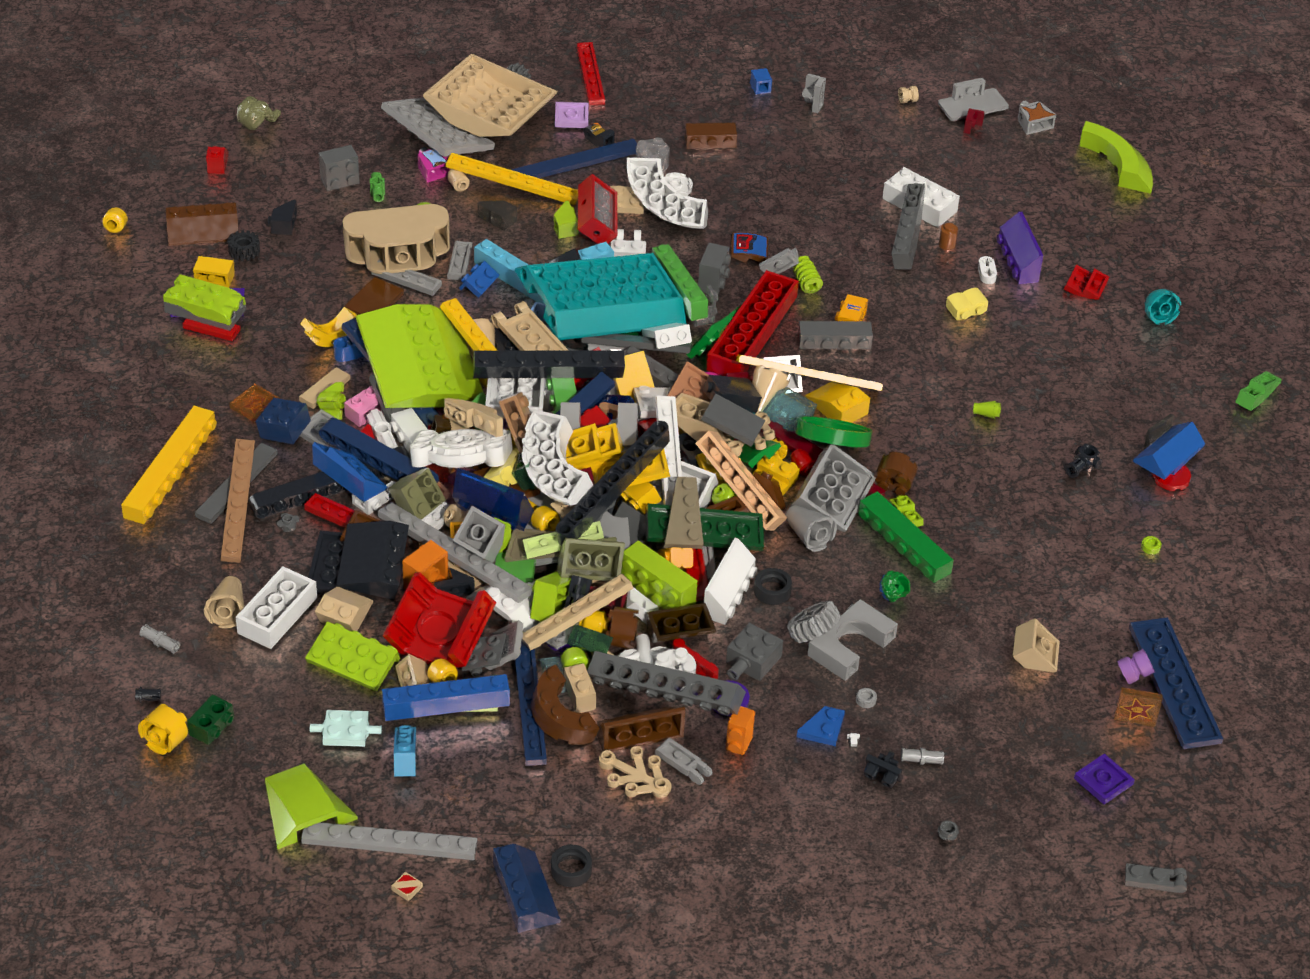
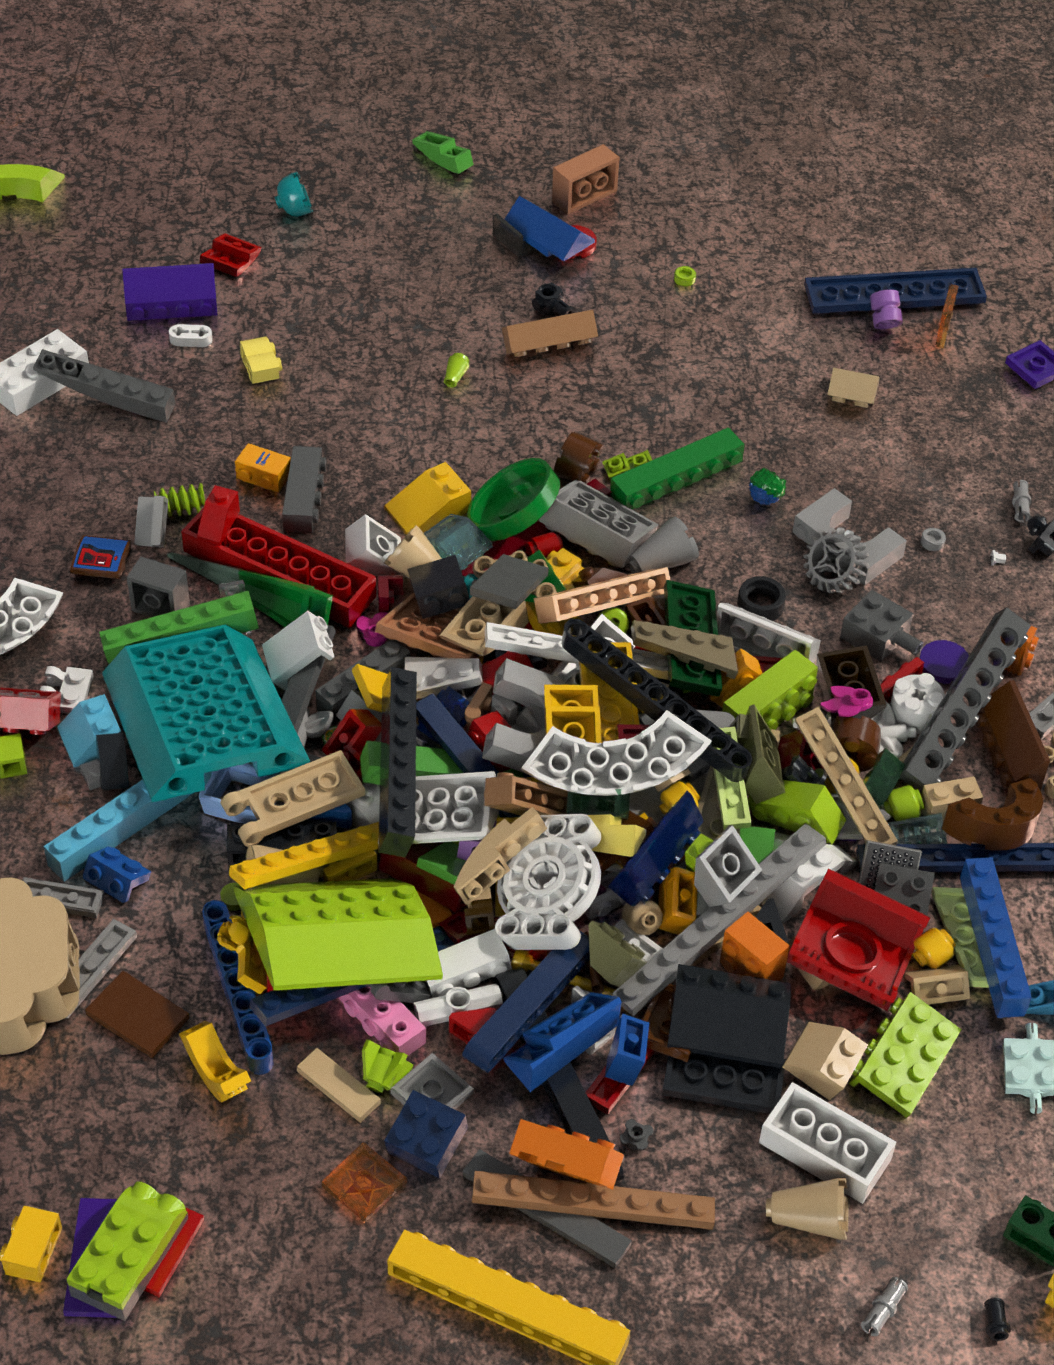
camera: 85 degrees left, 5 degrees up
(262, 472) = (567, 1154): none -> orange wedge
(340, 501) = (627, 1050): none -> blue slope
(651, 613) = (848, 701): none -> dark pink plate
(777, 280) = (218, 515): none -> red slope
(810, 372) = (391, 515): tile -> none
(823, 726) = (980, 580): blue wing -> none
(948, 236) = (125, 357): dark orange brick -> none
(1042, 456) = (550, 332): none -> medium nougat brick
(1243, 469) = (585, 179): none -> nougat brick

